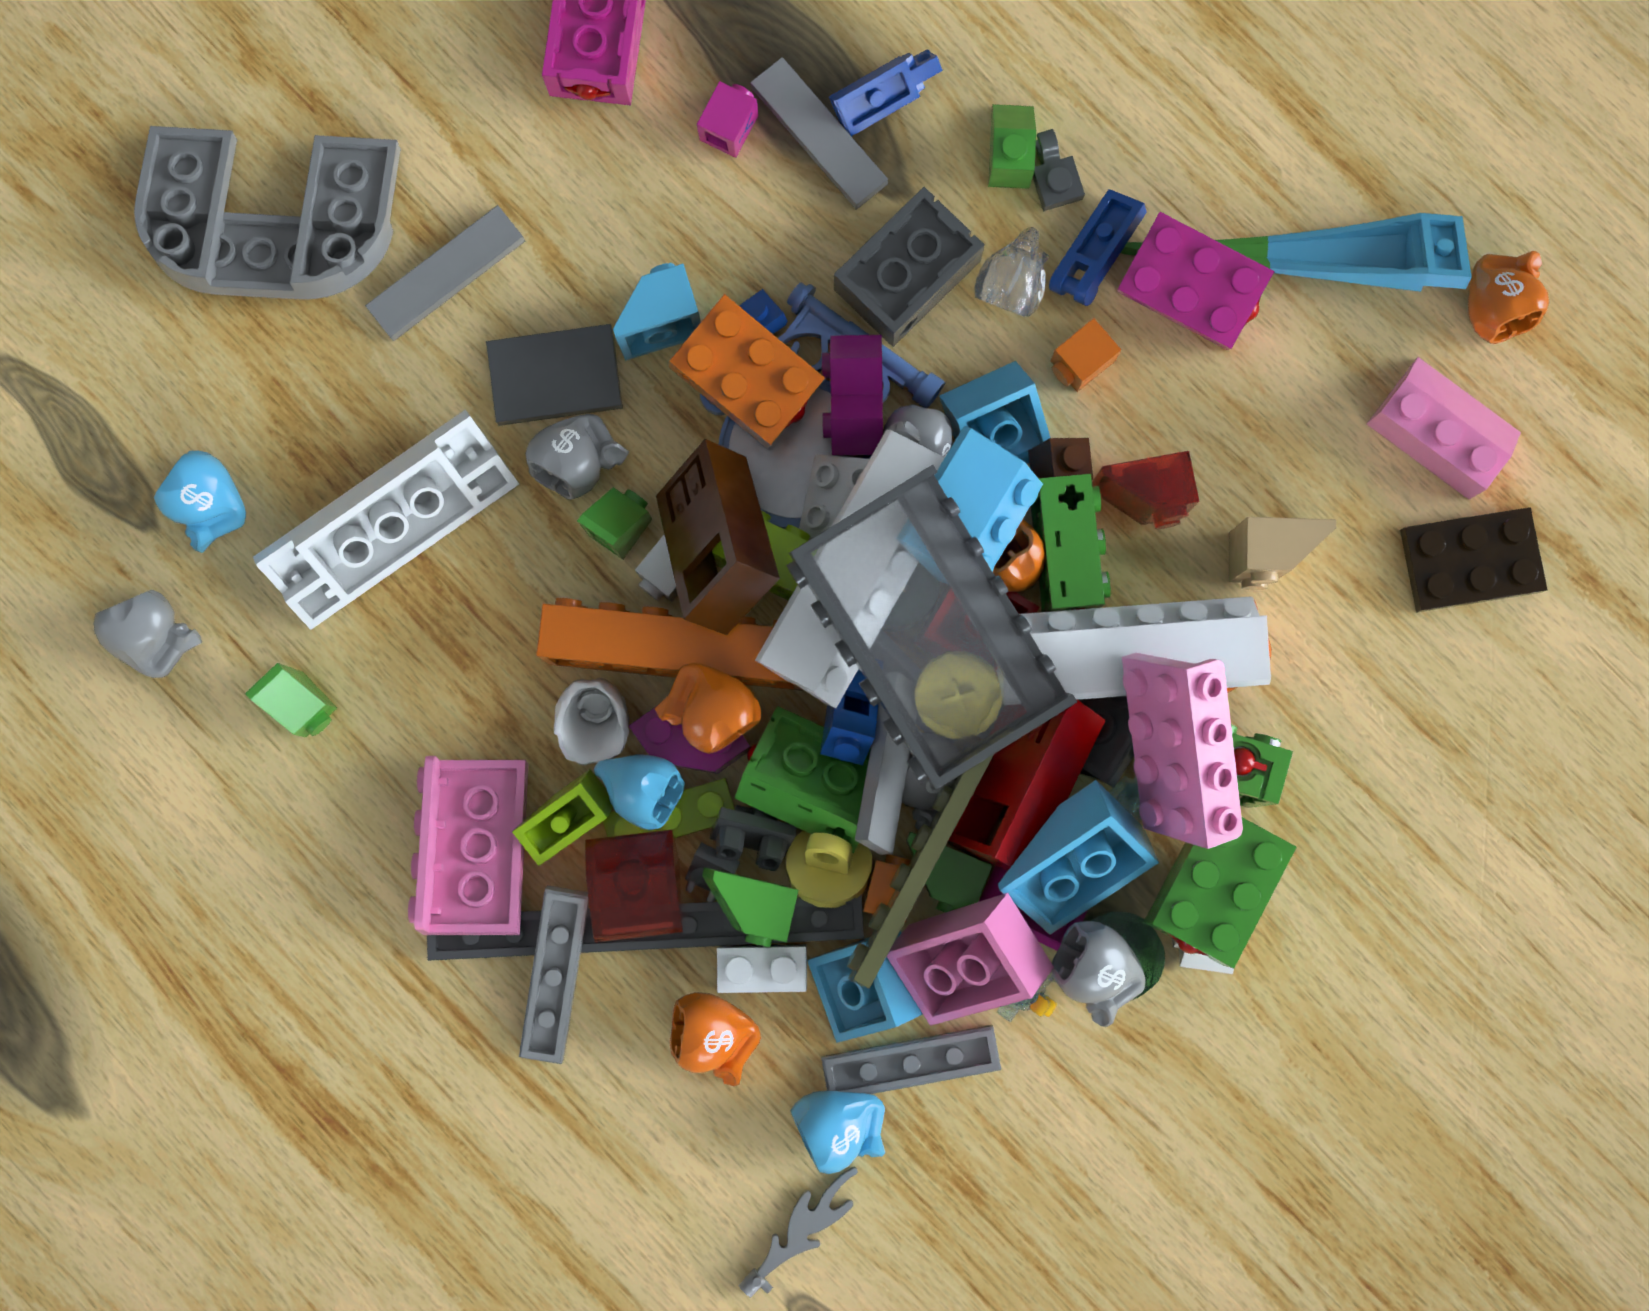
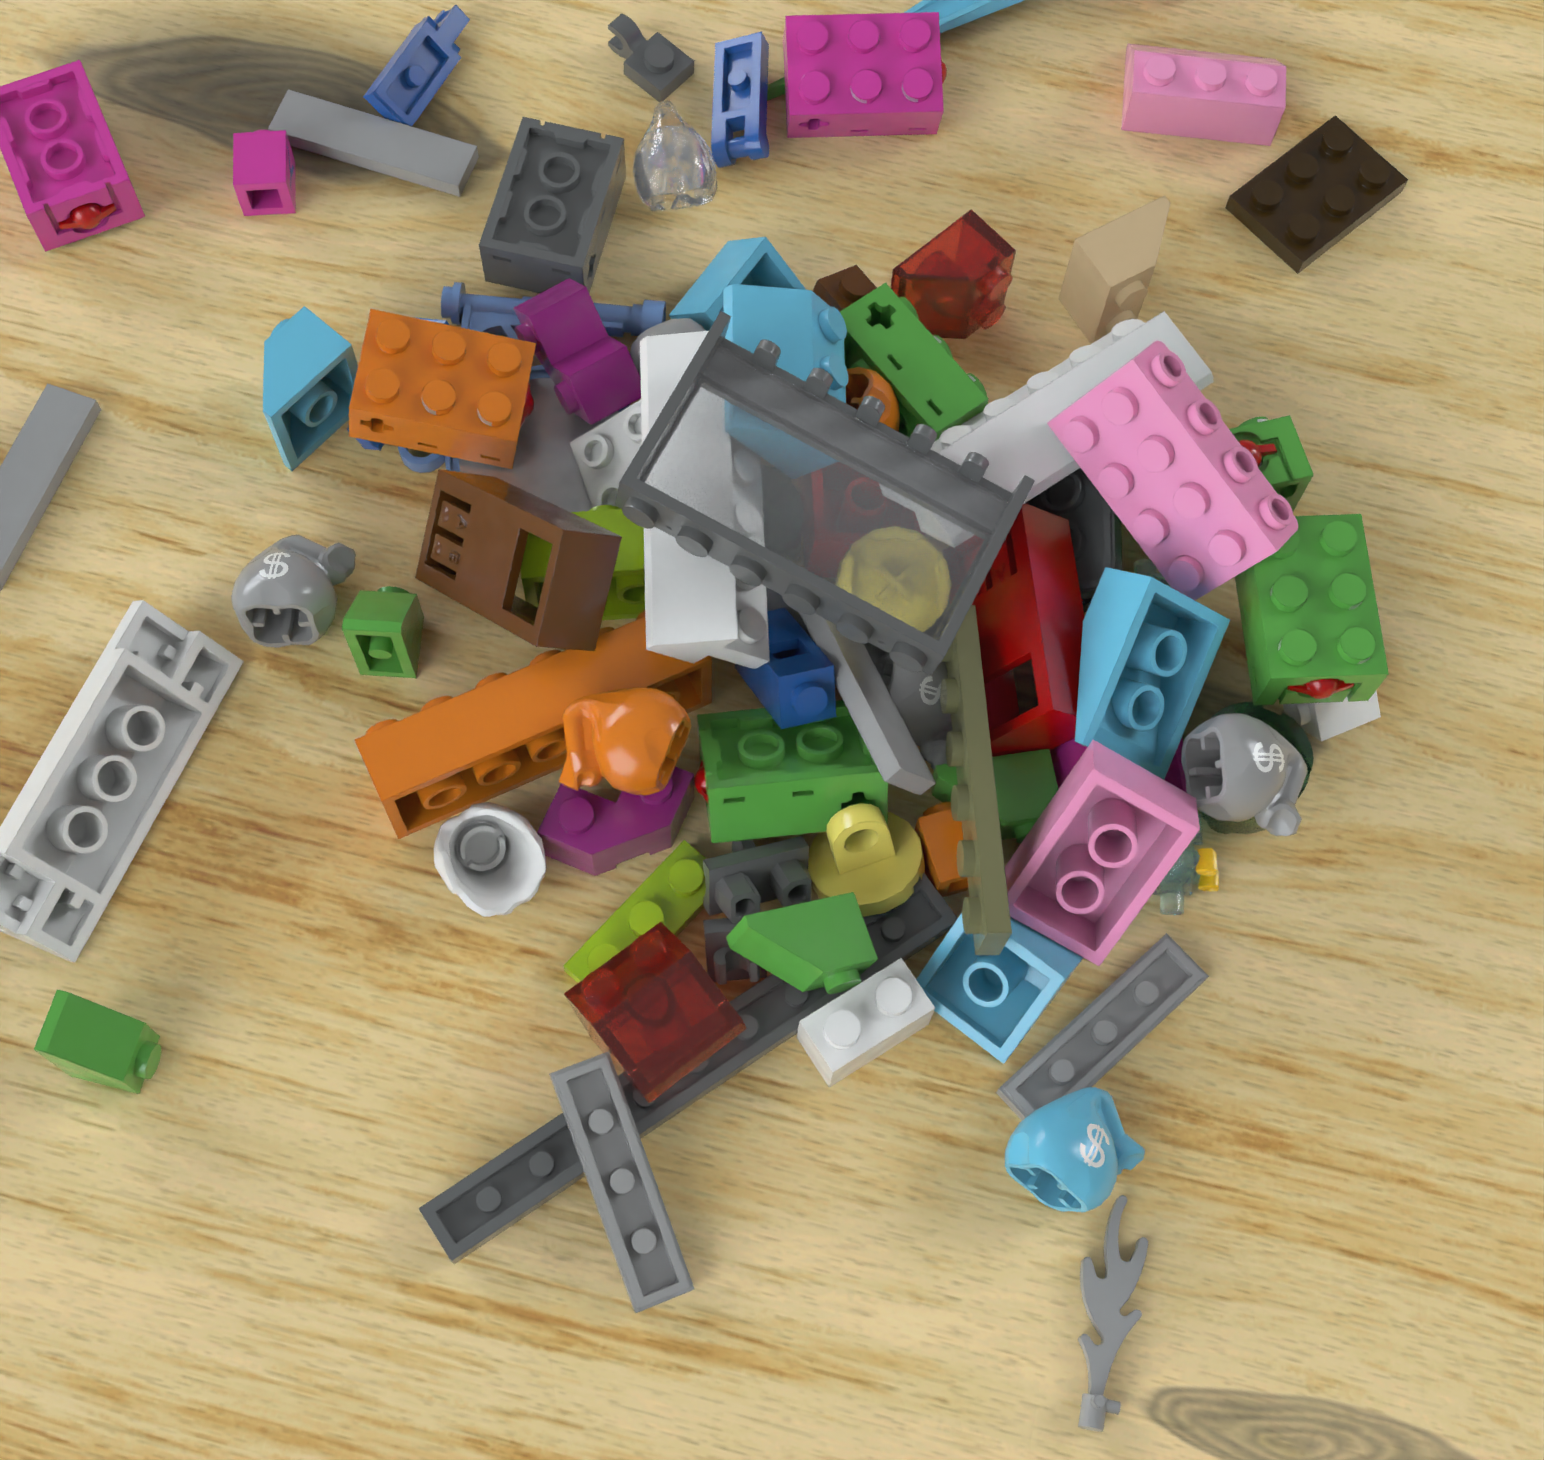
camera: 40 degrees left, 15 degrees down
(467, 851) = (427, 1091): bright pink bracket -> none
(554, 374) = (216, 524): dark grey tile -> none
(564, 817) = (521, 988): lime slope -> none
(642, 788) = (594, 889): medium azure piece -> none
(658, 573) = (472, 648): white brick -> none
(712, 1036) = (854, 1138): orange piece -> none
(1012, 146) = (591, 56): bright green slope -> none
(1084, 356) = (796, 203): orange brick -> none

